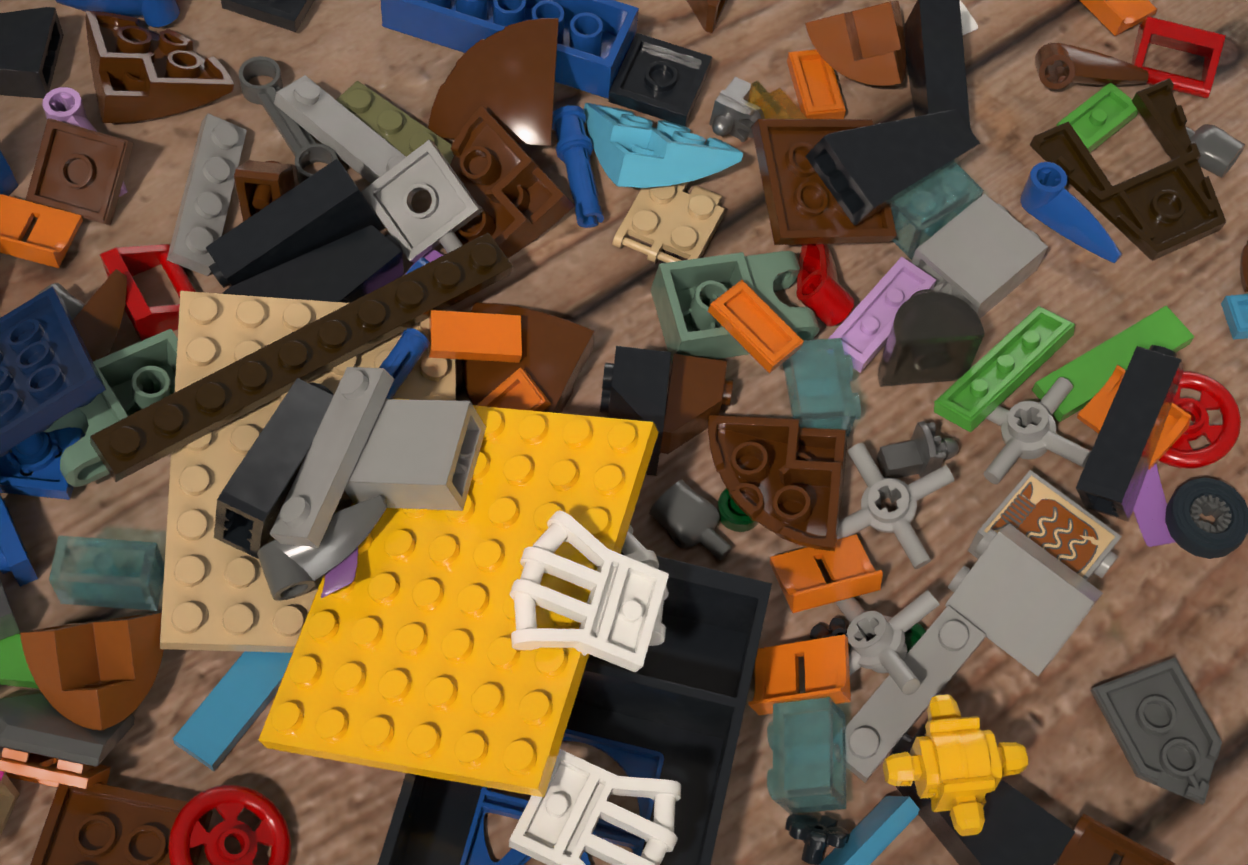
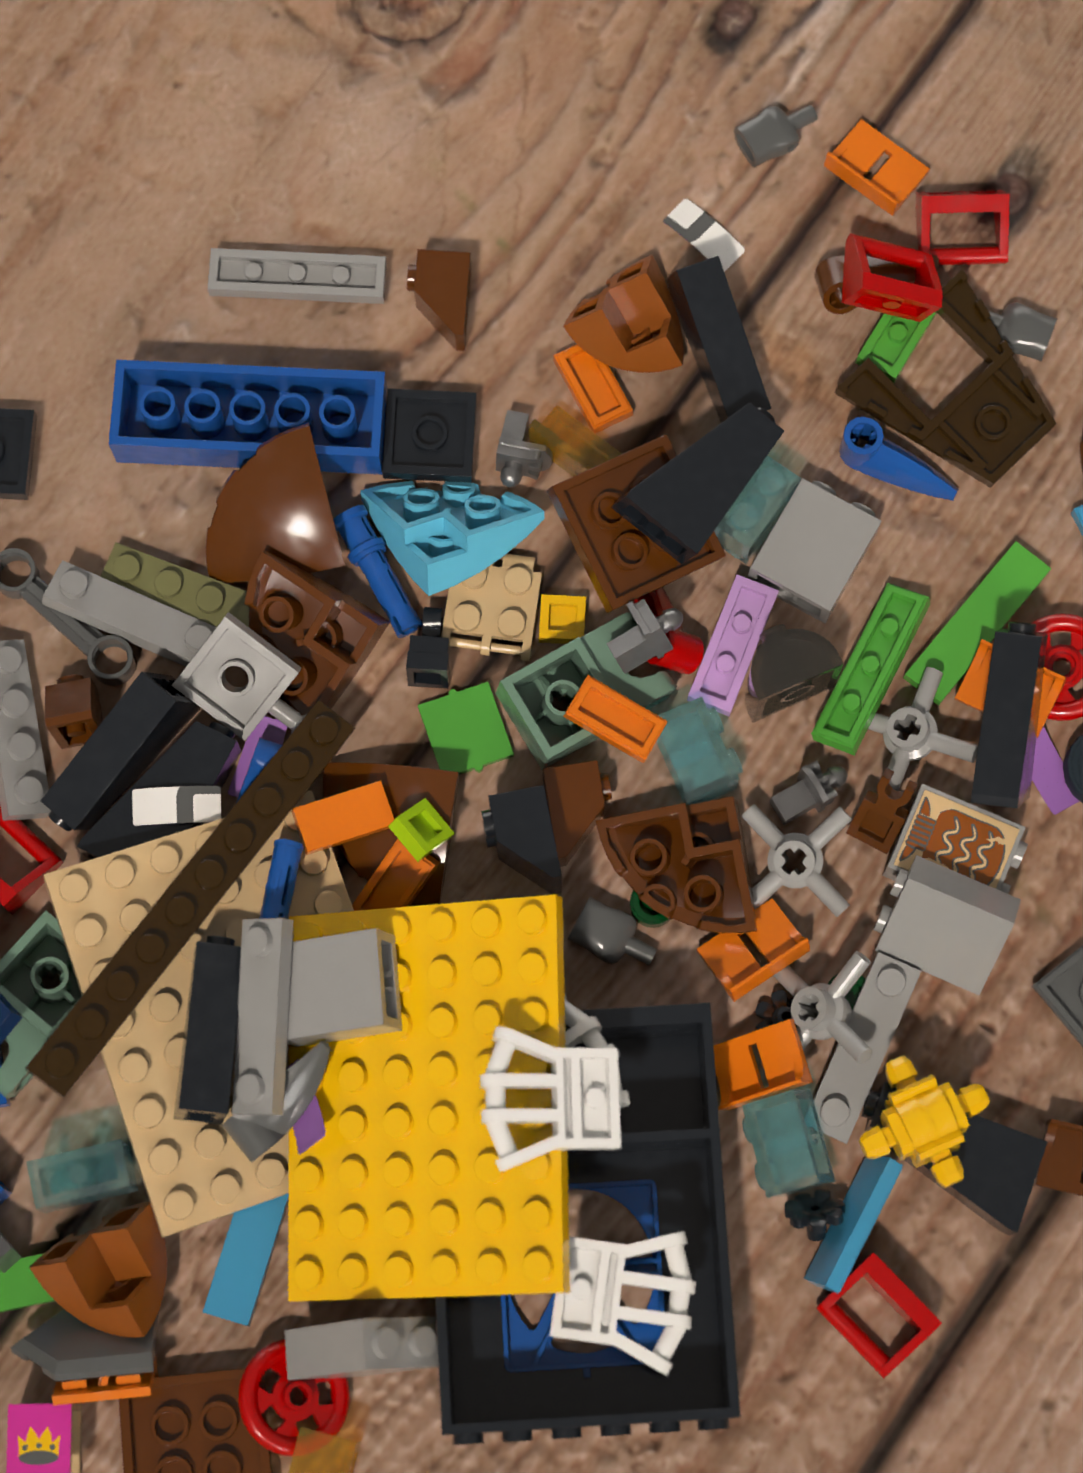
camera: 10 degrees left, 15 degrees up
(313, 806) = (361, 1347): none -> light grey brick
(325, 282) = (176, 805): none -> white sticker
(543, 363) = (421, 829): none -> lime plate
(600, 242) = (429, 653): none -> black piece
(615, 312) = (466, 729): none -> bright green piece
(731, 241) = (561, 618): none -> yellow tile
(803, 268) = (646, 638): none -> flat silver piece
(981, 490) = (881, 814): none -> reddish brown plate
(1103, 66) = (888, 294): none -> red tile

